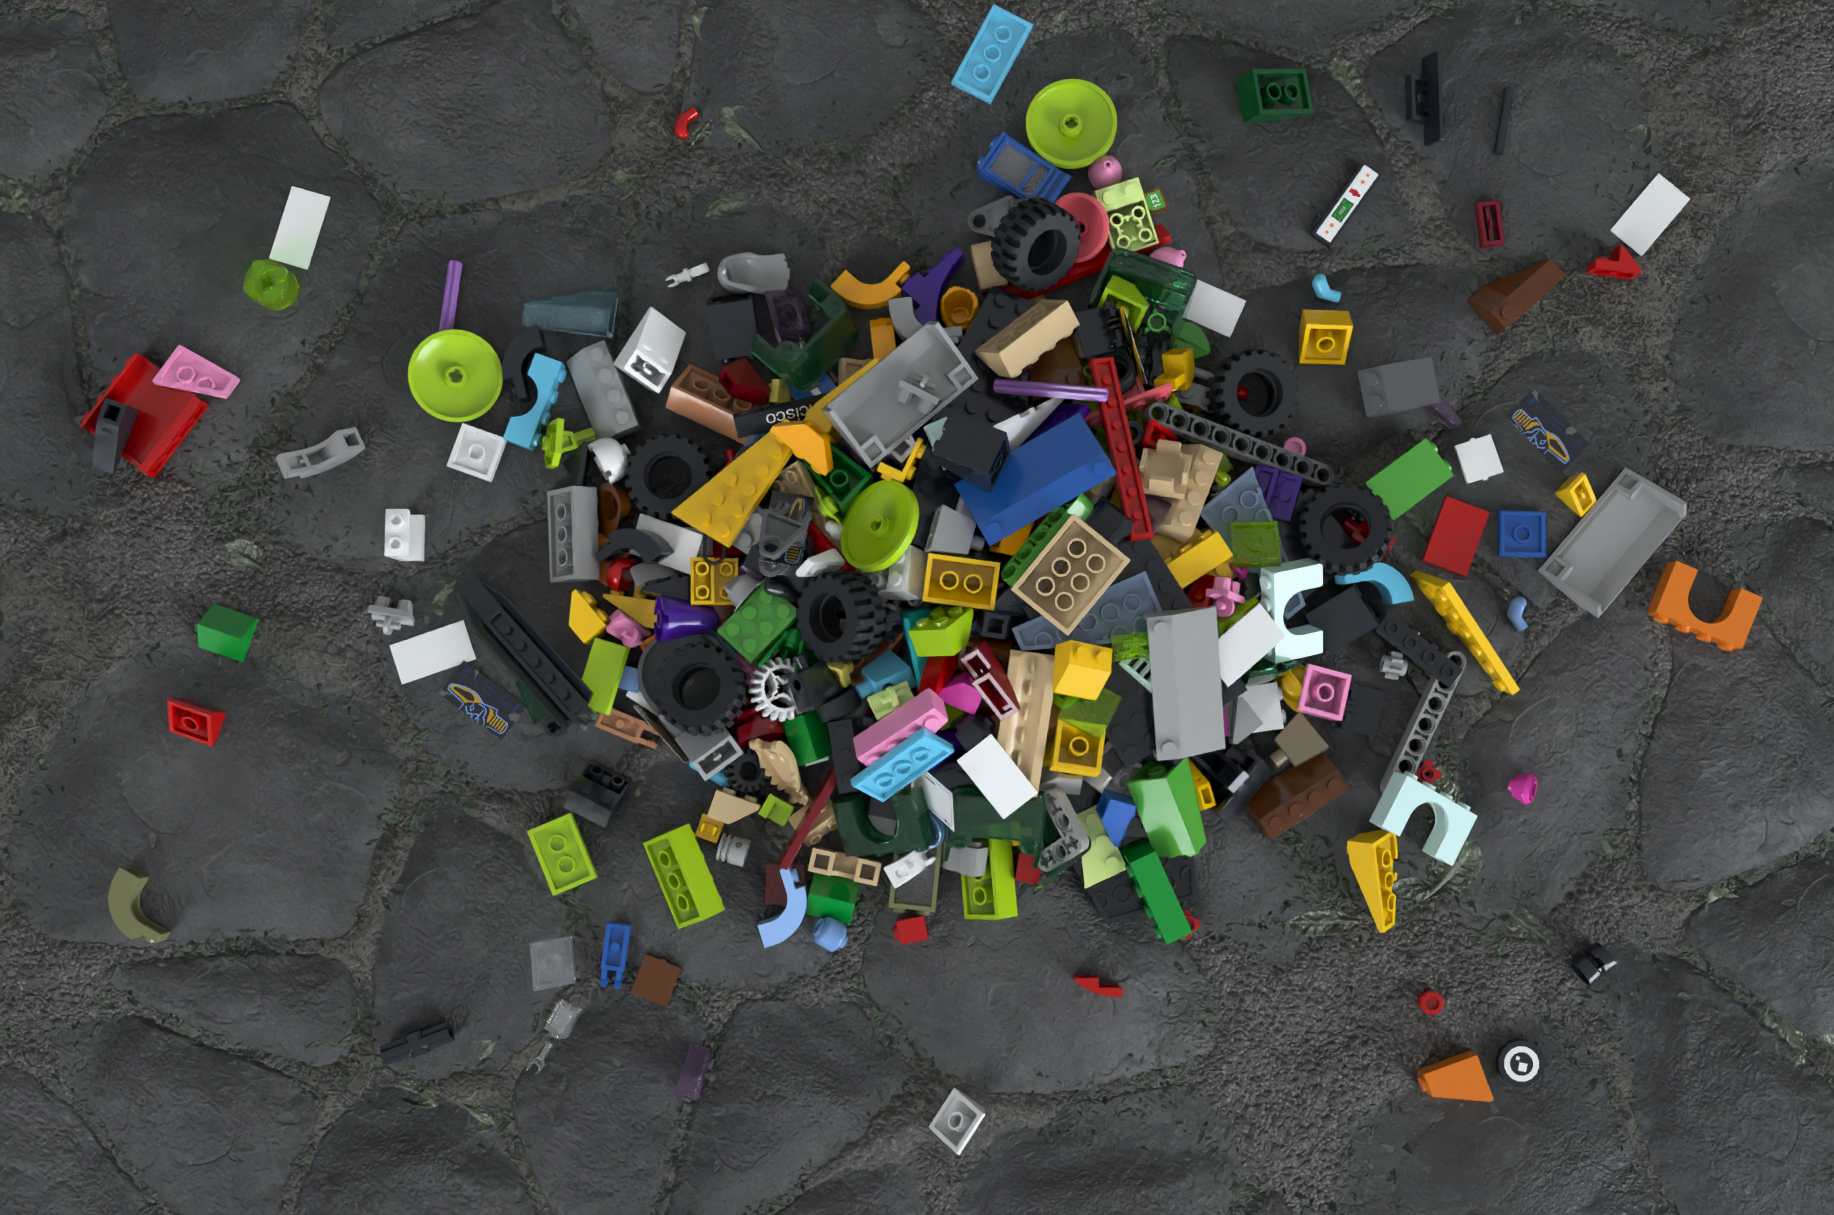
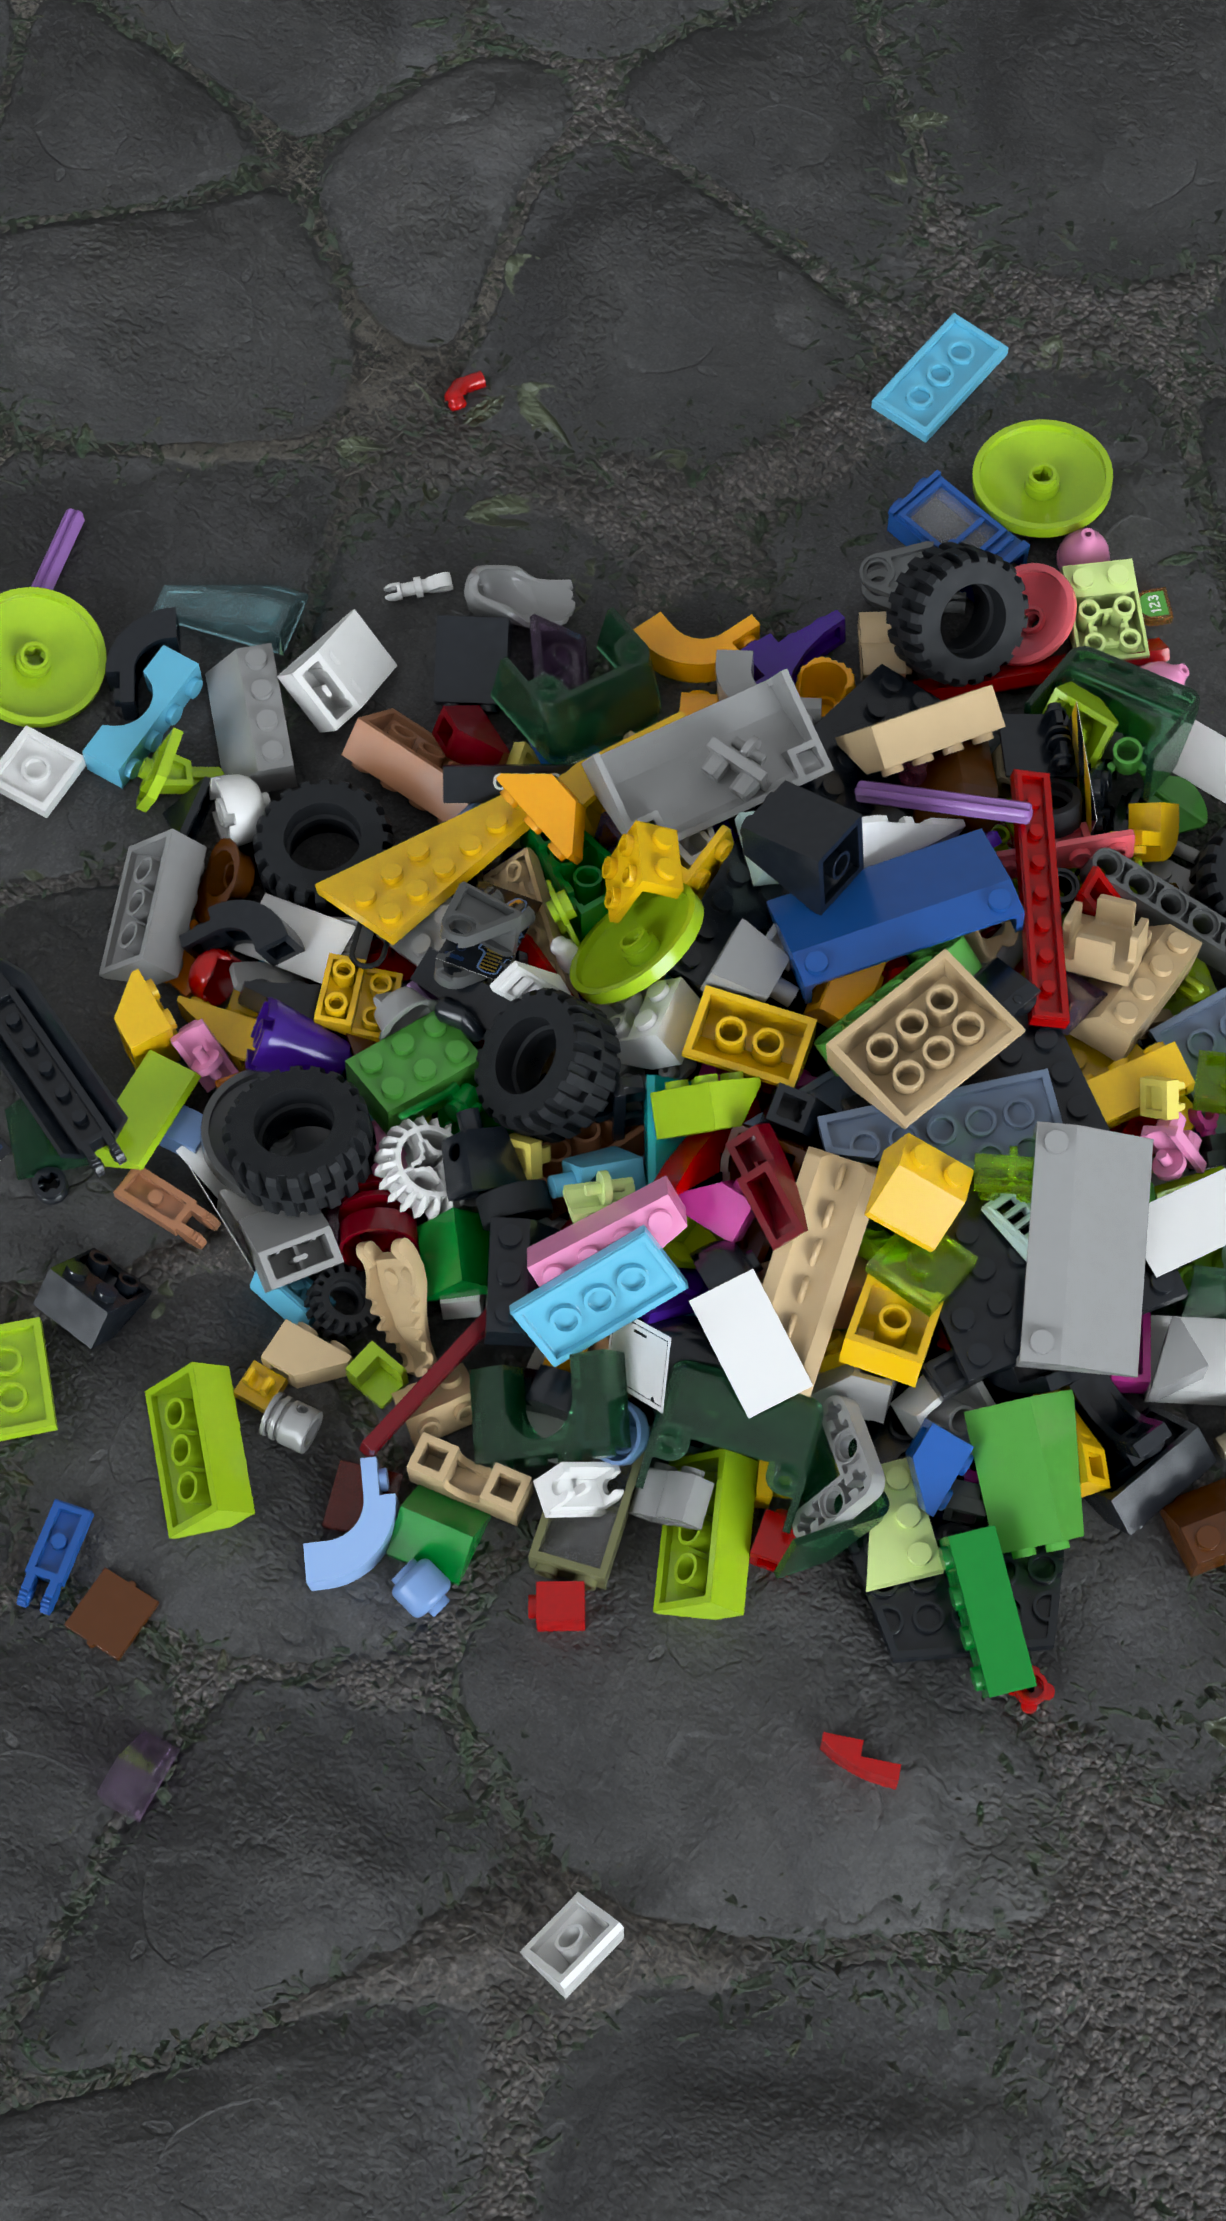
camera: 10 degrees right, 20 degrees down
(874, 477) = (642, 861): none -> yellow bracket
(1215, 571) = (1160, 1097): none -> light yellow tile

